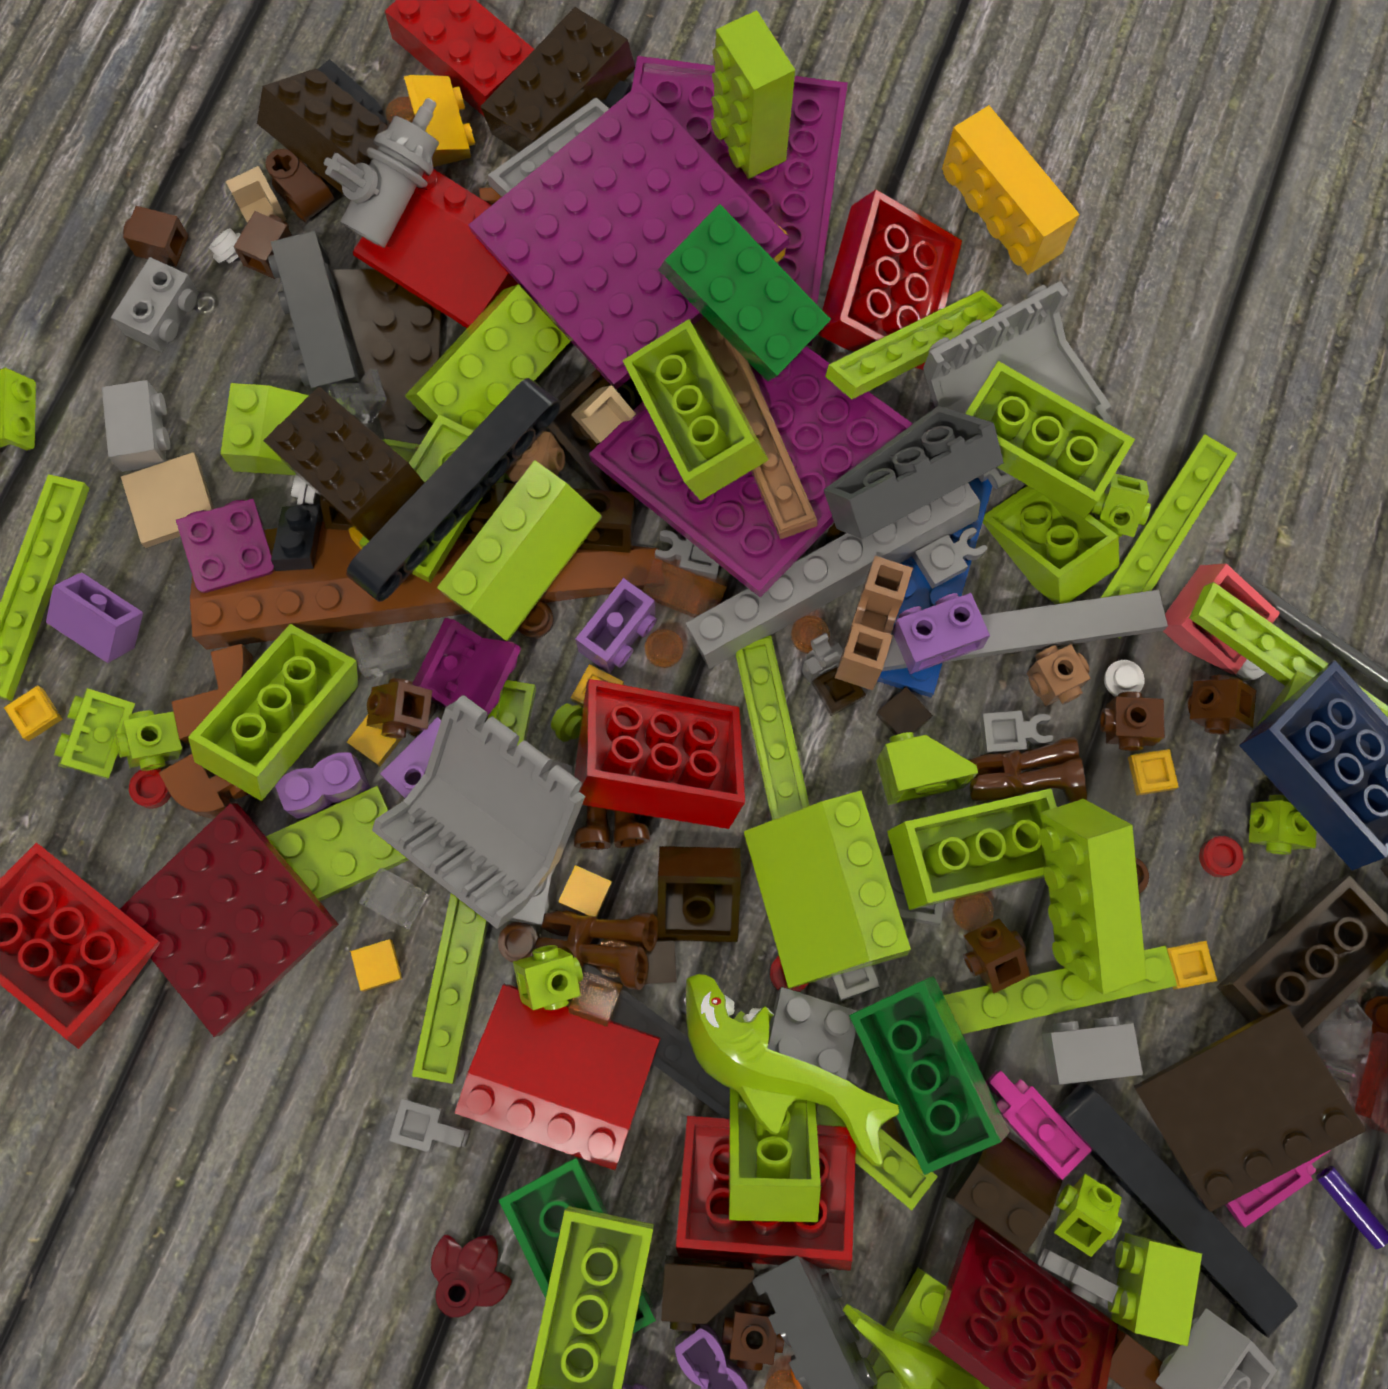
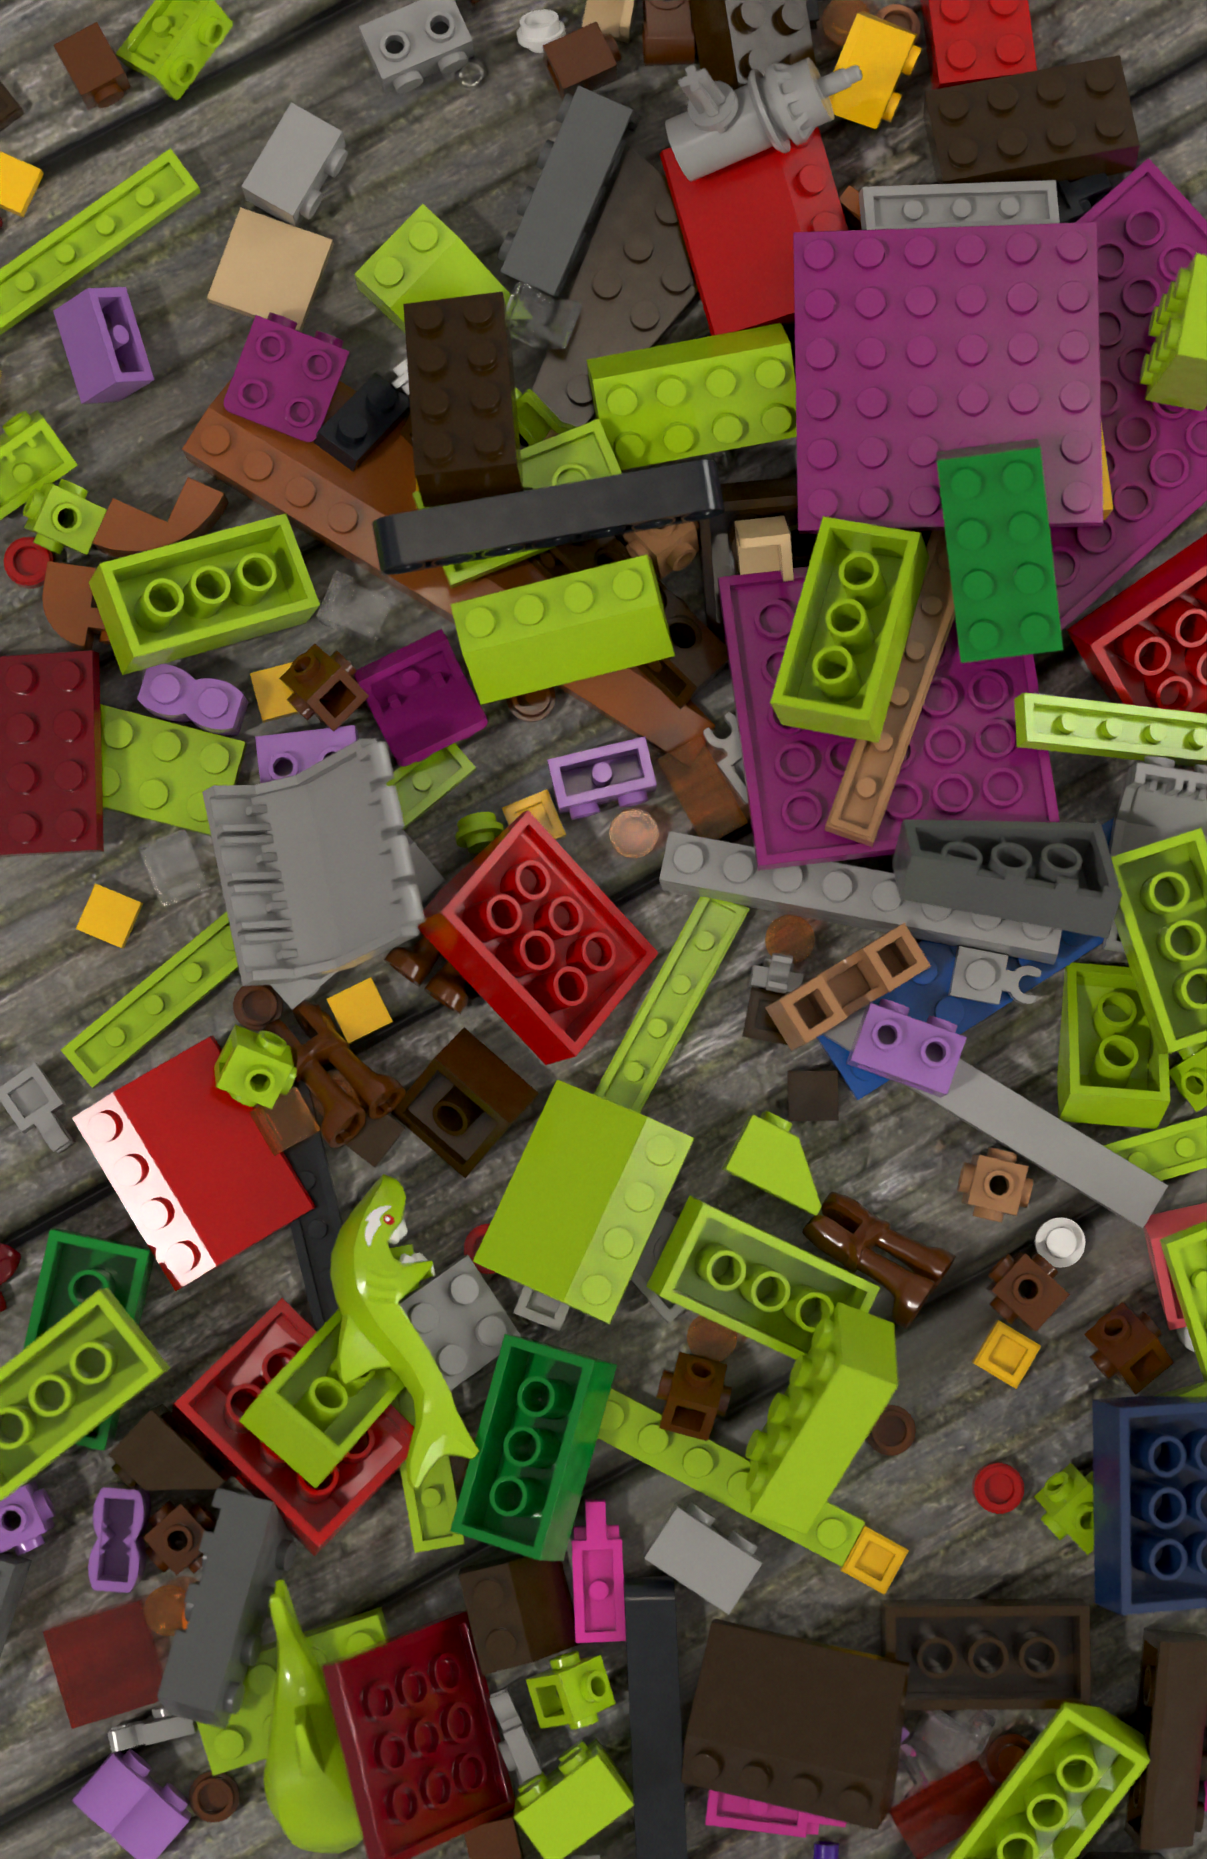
camera: 35 degrees right, 10 degrees up
(1007, 731) = (897, 1197): light grey plate -> none

